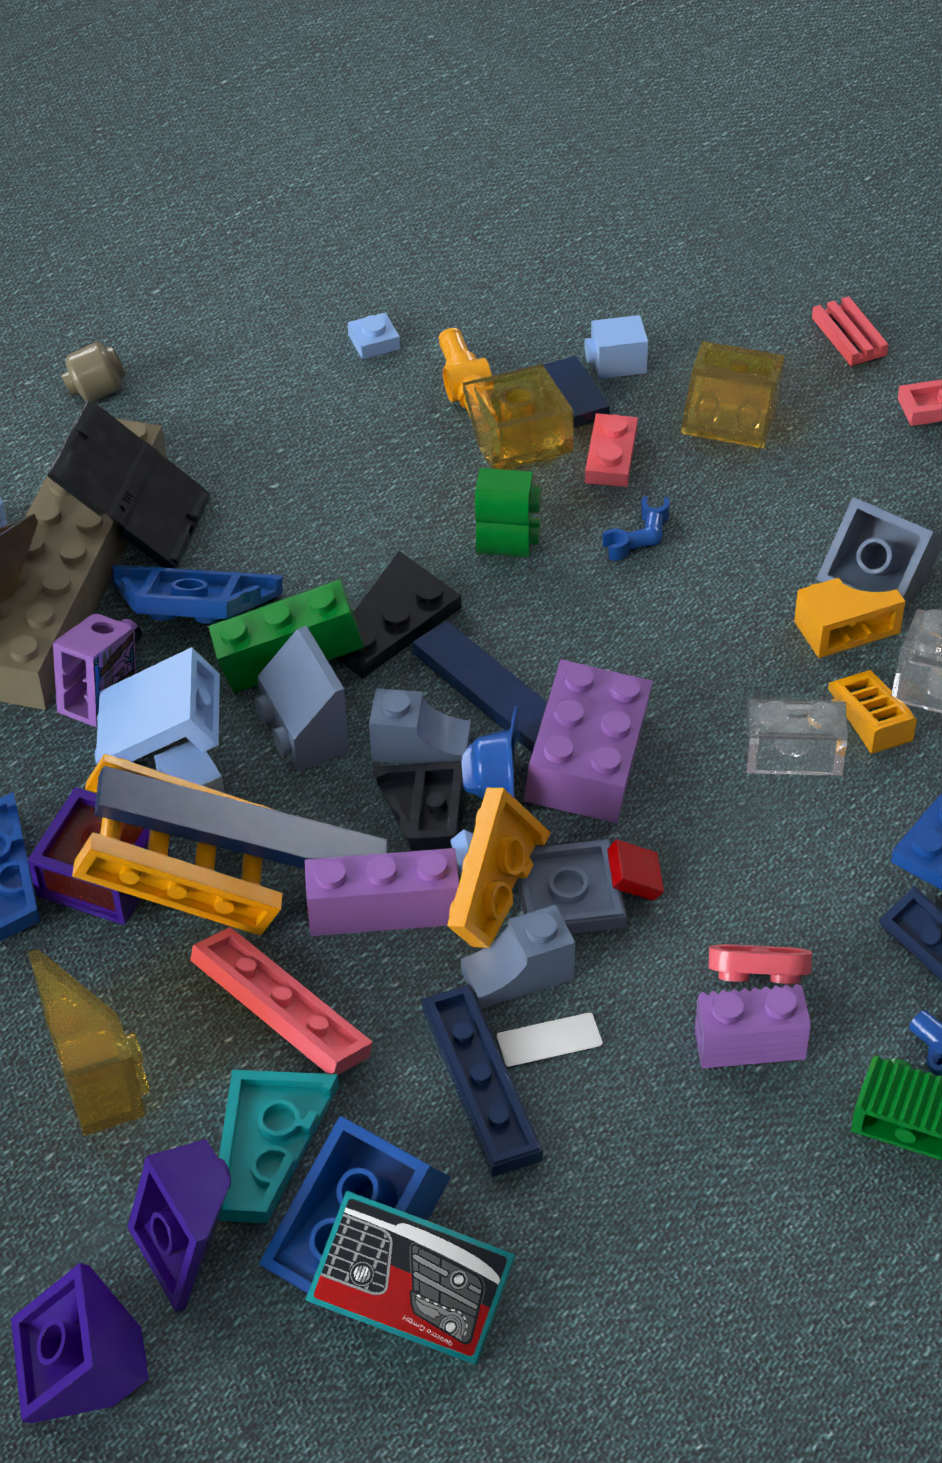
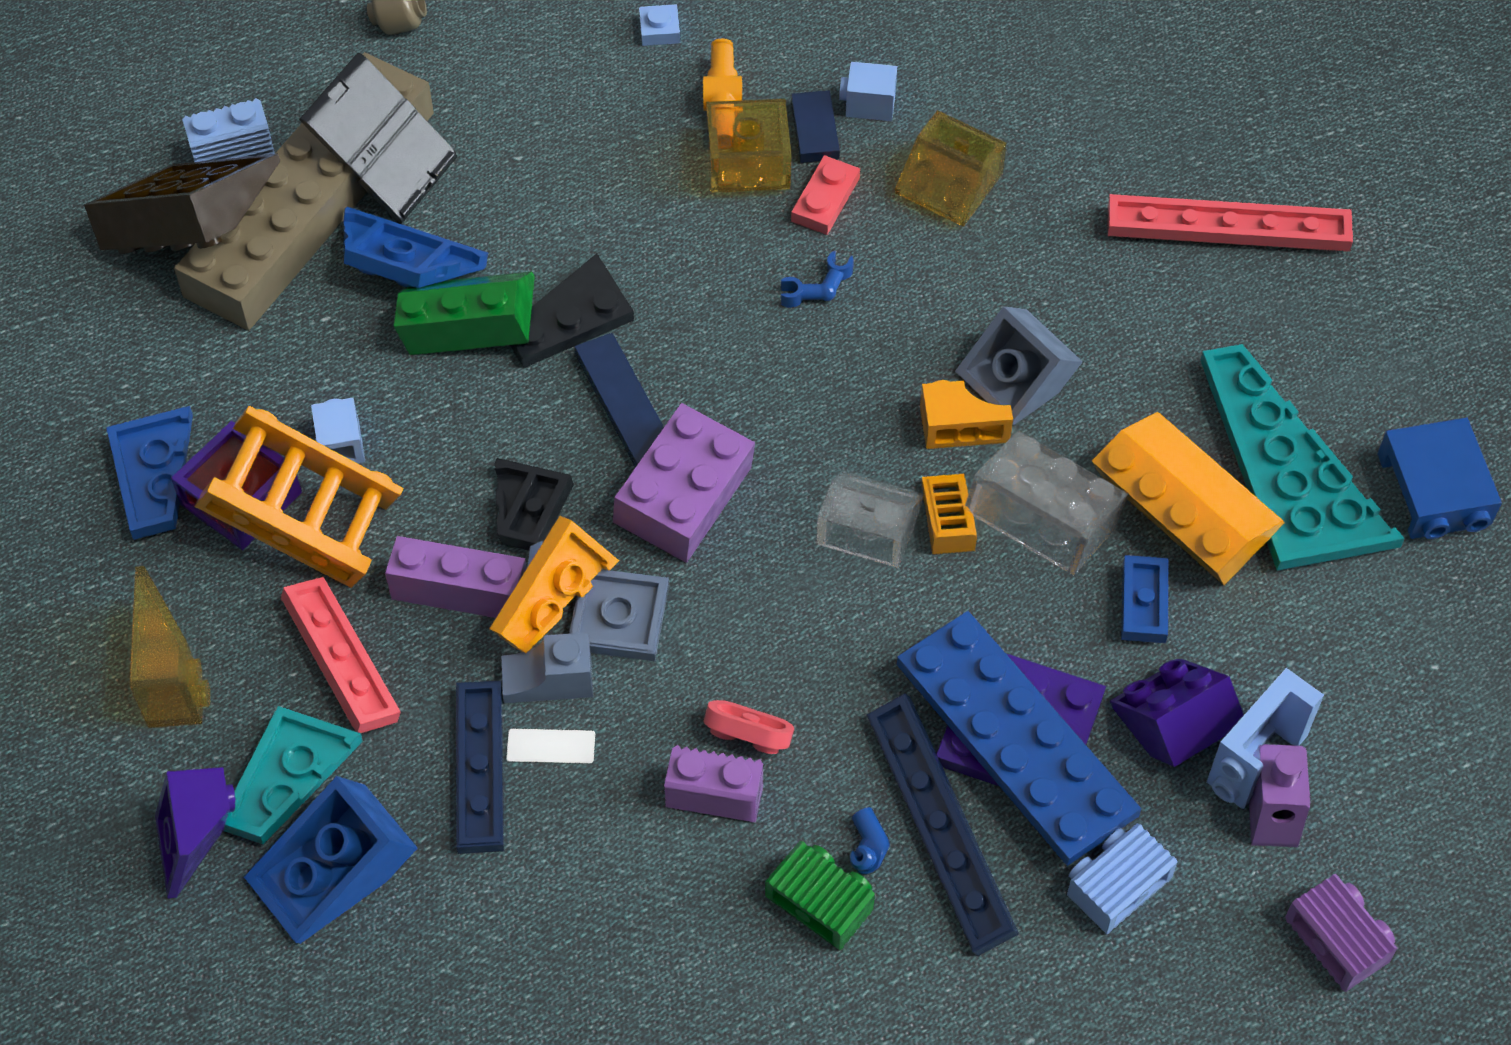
camera: 15 degrees right, 10 degrees up
(76, 1349) = (75, 911): dark purple slope -> none
(91, 659) = (295, 304): medium lavender torso -> none
(159, 708) = (325, 364): light blue panel -> none
(224, 821) = (345, 488): tile -> none
(303, 703) = (452, 386): sand blue slope -> none
(411, 1277) = (348, 926): slope -> none
(413, 732) = (541, 434): sand blue arch -> none
(491, 761) = (594, 483): blue piece -> none
(506, 512) = (696, 242): green brick -> none
(635, 870) = (678, 613): red tile -> none
(856, 330) = (1090, 98): coral tile -> none

